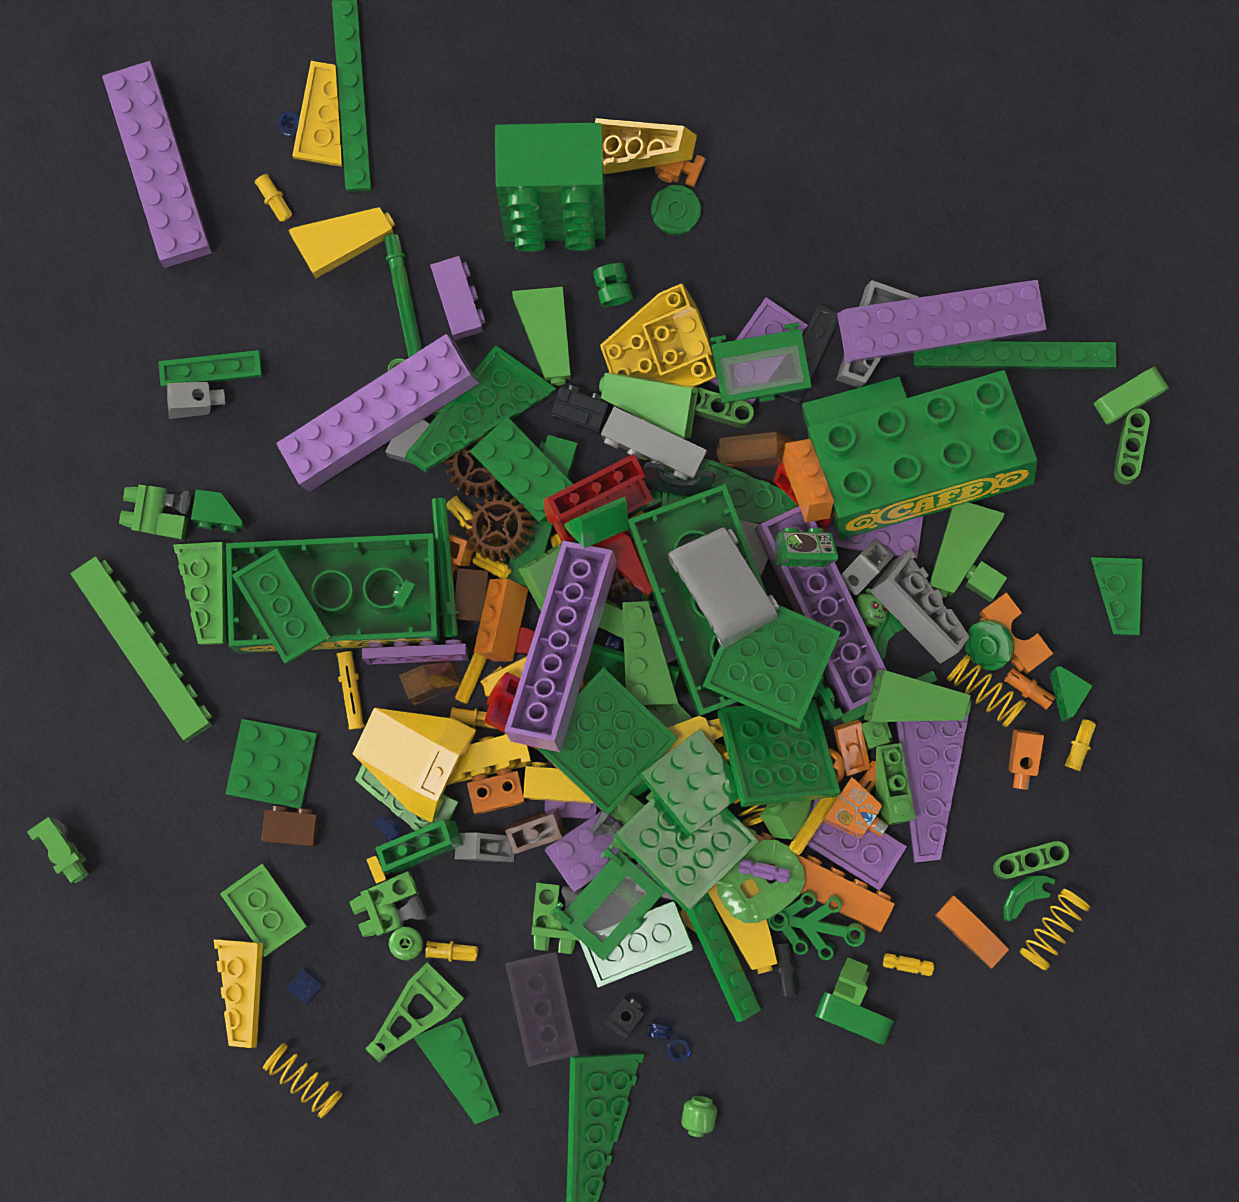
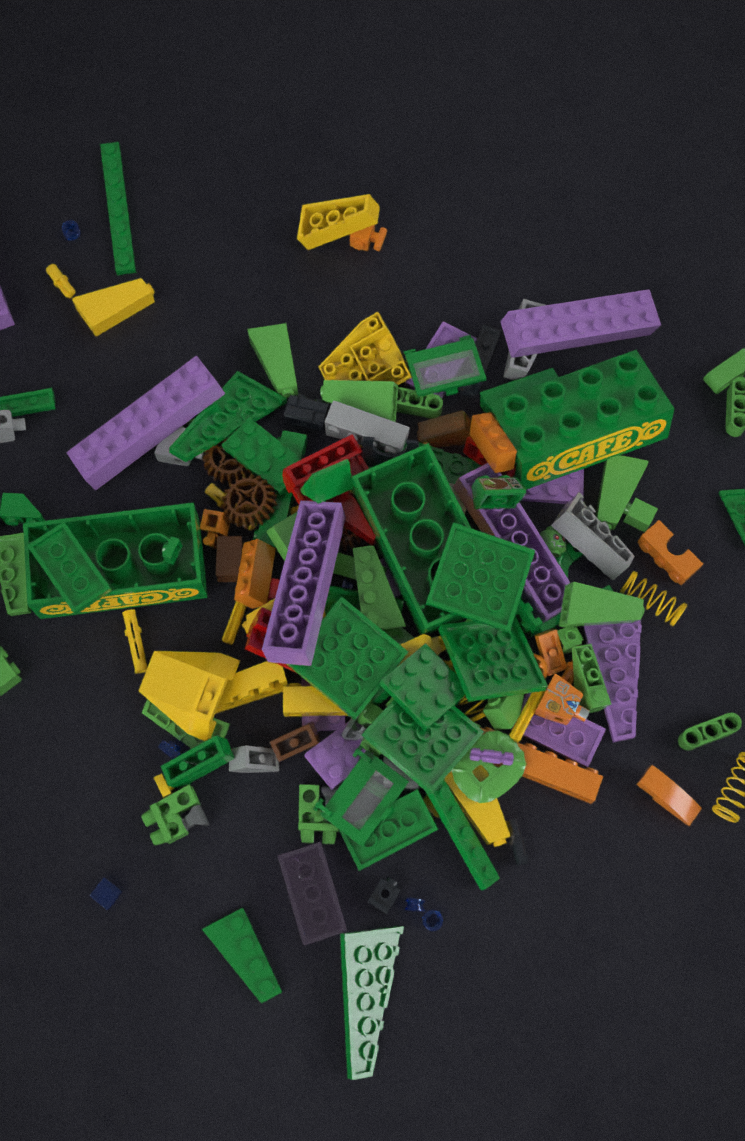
camera: 10 degrees left, 10 degrees down
(241, 978) = (50, 901): yellow wing -> none
(263, 909) = (68, 830): bright green plate -> none
(271, 764) = (72, 707): green plate -> none
(290, 827) = (88, 757): reddish brown brick -> none
(319, 122) = (94, 228): yellow wing -> none
(329, 1103) = (83, 955): yellow piece -> none
(402, 292) = (156, 316): green axle -> none
(414, 948) = (198, 850): bright green head -> none
(426, 652) = (183, 606): medium lavender plate -> none
(429, 681) = (198, 627): clear orange slope -> none
(436, 990) = (221, 887): bright green plate -> none
(444, 565) = (210, 562): green axle -> none
(451, 951) = (230, 851): yellow axle -> none
(458, 297) = (206, 339): medium lavender brick -> none
(470, 717) = (241, 654): yellow axle -> none
(496, 568) = (246, 533): yellow axle -> none
(496, 796) = (261, 715): orange brick -> none
(551, 184) = (270, 230): green brick -> none
(614, 293) = (324, 321): green wheel -> none
(676, 210) = (368, 268): green tile -> none
(699, 1116) = (456, 977): bright green head -> none
(723, 586) = (436, 518): light grey windscreen -> none
(811, 925) = (536, 800): green plant -> none
(852, 982) = (575, 846): bright green window -> none
(854, 1018) = (580, 878): green beam -> none
(866, 567) = (546, 507): light grey torso -> none
(908, 964) = (619, 828): yellow axle -> none
(990, 644) = (651, 561): green tile -> none
(1021, 355) = (647, 348): green plate -> none
(1024, 892) = (708, 758): green piece -> none
(1025, 745) = (694, 638): orange torso -> none
(1029, 688) = (686, 594): orange pin -> none
(1068, 692) = (720, 592): green slope -> none
(1080, 745) = (735, 636): yellow axle -> none

